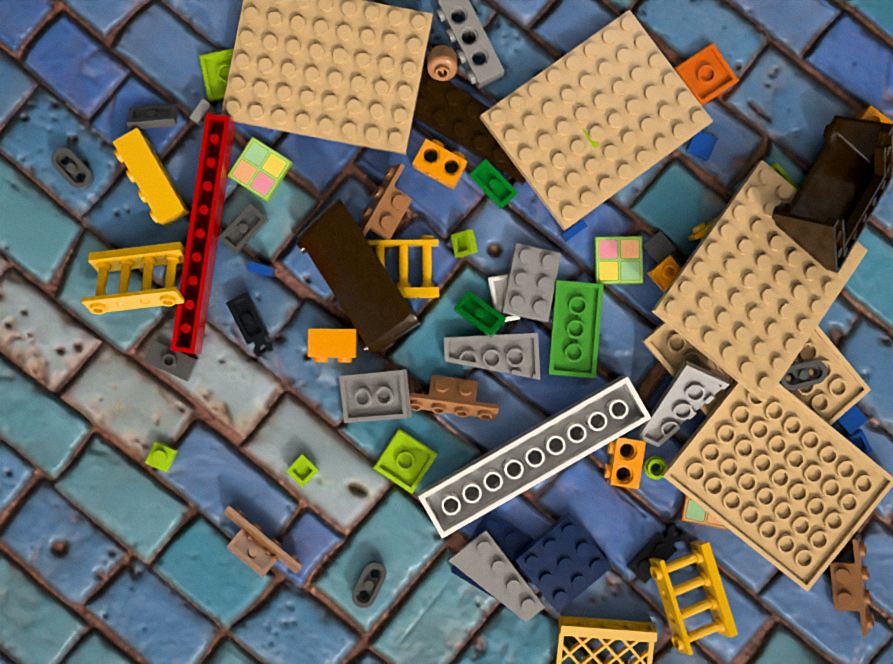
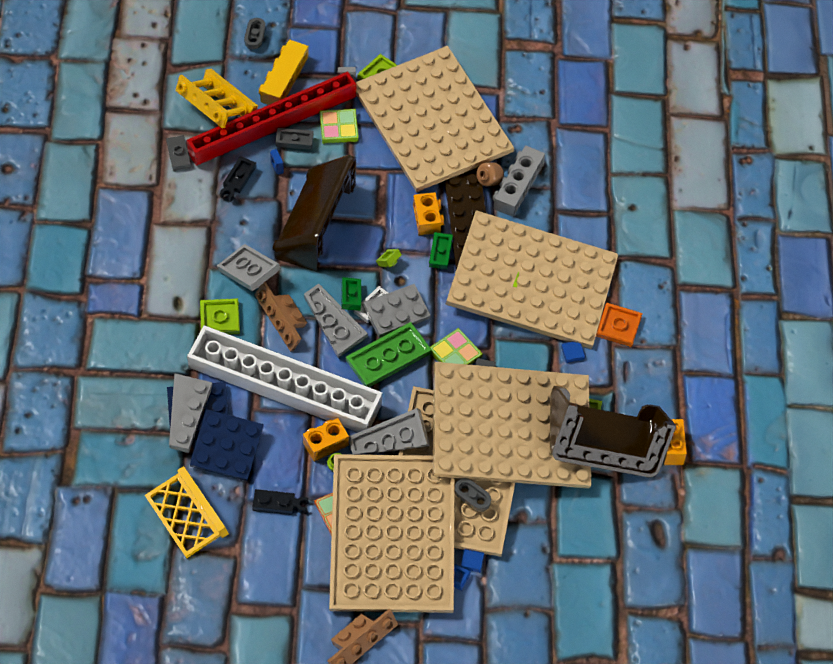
camera: 50 degrees right, 30 degrees down
(152, 116) = (319, 50): dark grey plate -> none
(161, 456) = (112, 184): lime plate -> none
(256, 548) = (94, 268): medium nougat bracket -> none
(302, 470) = (166, 262): lime plate -> none
(333, 343) = (261, 227): light orange brick -> none
(370, 583) = (120, 345): dark grey plate -> none
(386, 207) = (373, 197): medium nougat bracket -> none
(426, 288) = (330, 244): yellow fence -> none
(573, 230) = (451, 312): blue tile -> none
(714, 600) = (274, 553): yellow fence -> none

